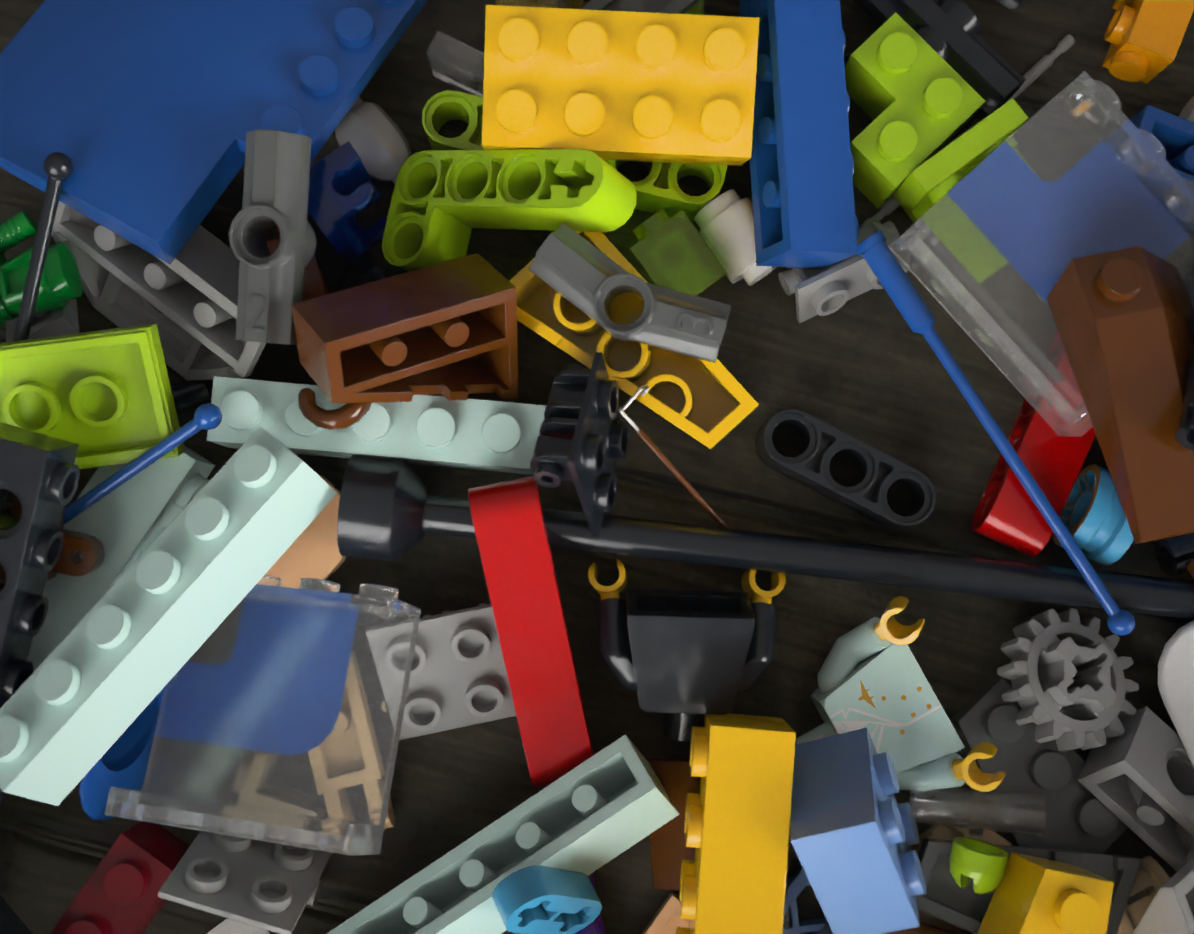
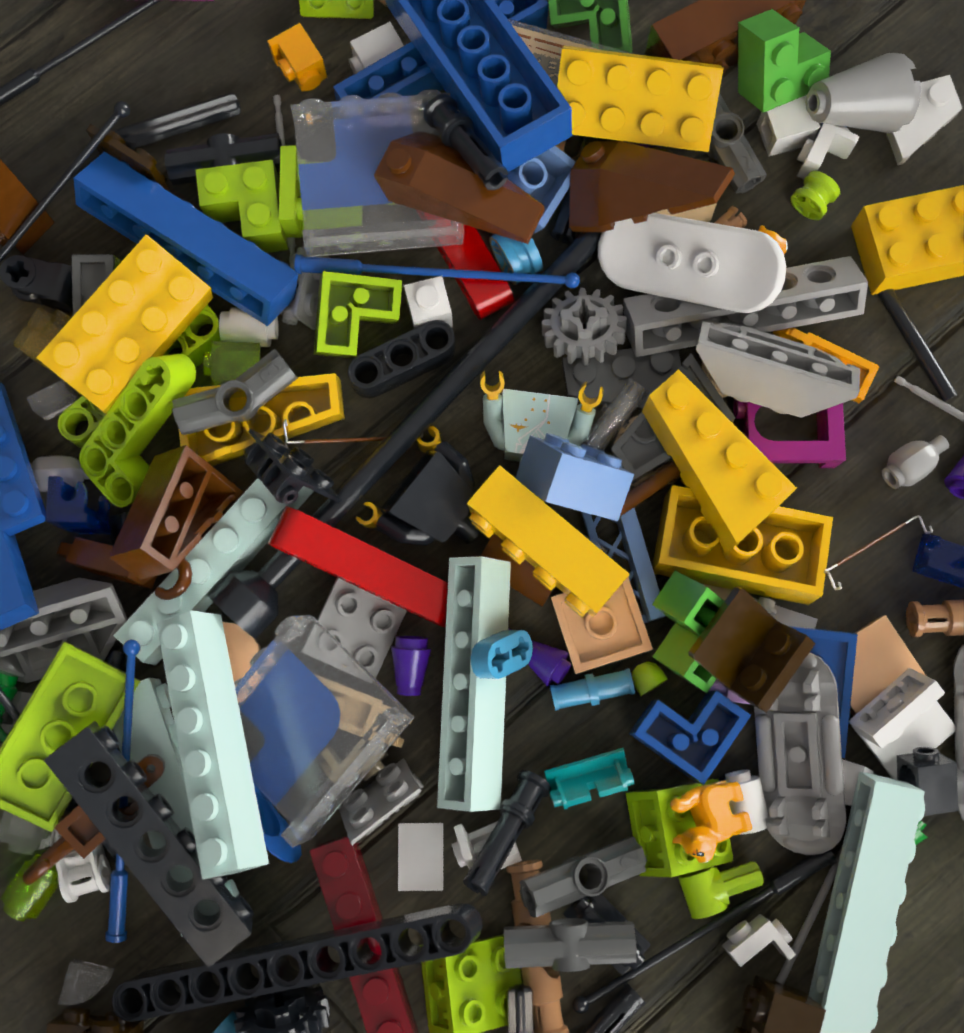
camera: 50 degrees left, 5 degrees down
(272, 195) = (48, 528): dark grey piece -> none
(456, 774) = (410, 663): none -> dark purple cone
(863, 341) = (345, 301): none -> lime brick
(944, 449) = (428, 302): none -> white brick
(977, 861) = (635, 432): lime hinge -> none

